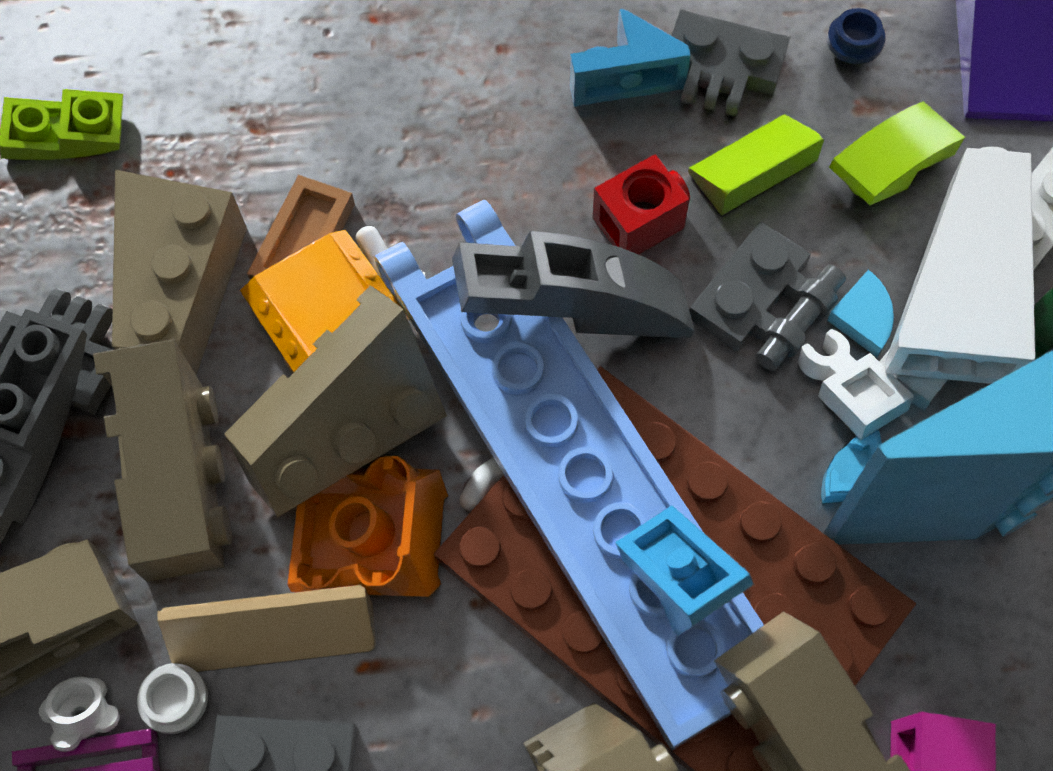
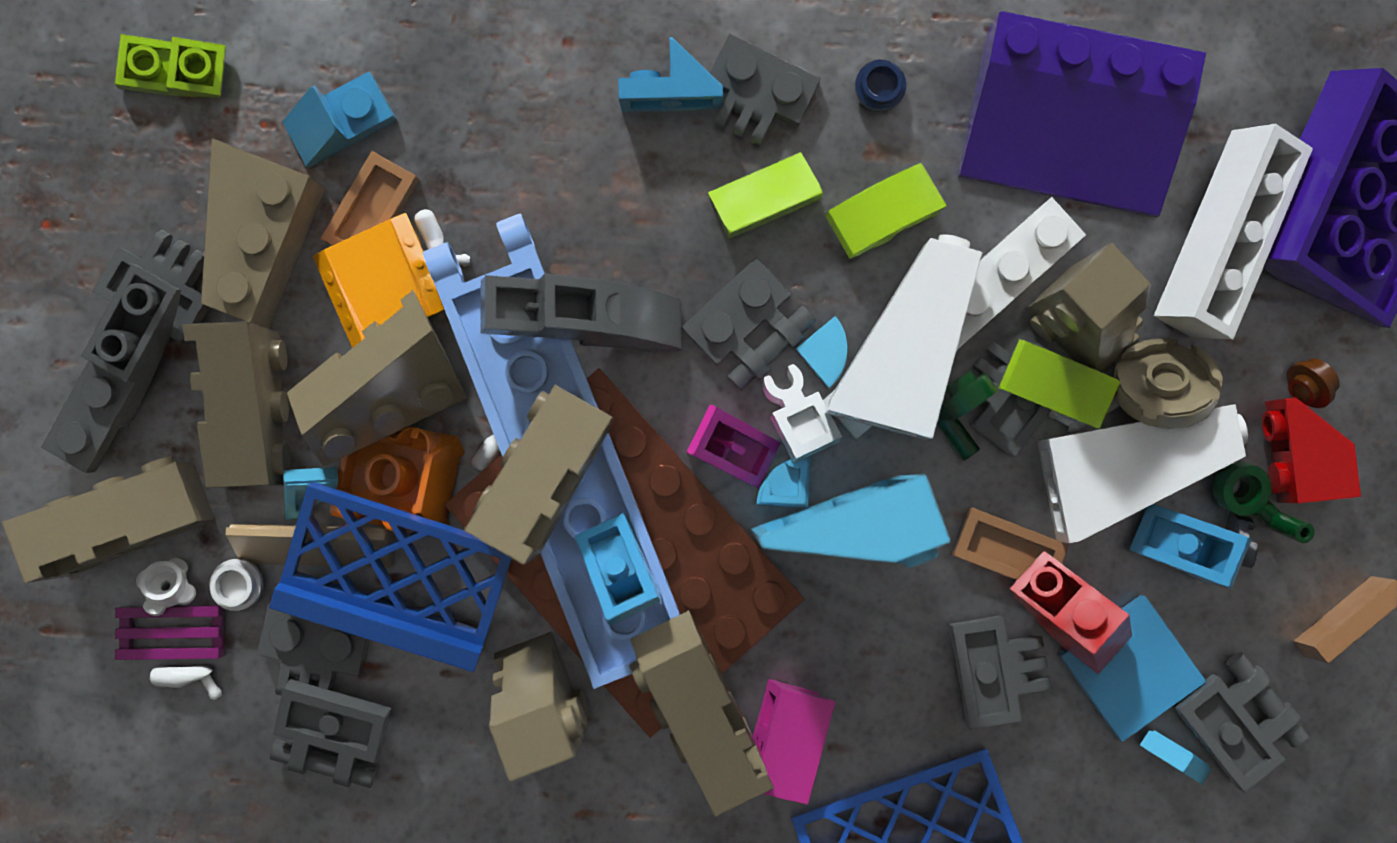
camera: 10 degrees right, 20 degrees up
(253, 153) = (334, 121): none -> dark azure slope
(256, 560) = (296, 482): none -> medium azure tile
(369, 701) = (368, 613): none -> blue fence
(560, 467) = (539, 475): none -> dark tan wedge
(635, 227) = (636, 220): red brick -> none
(779, 429) = (733, 446): none -> dark pink slope

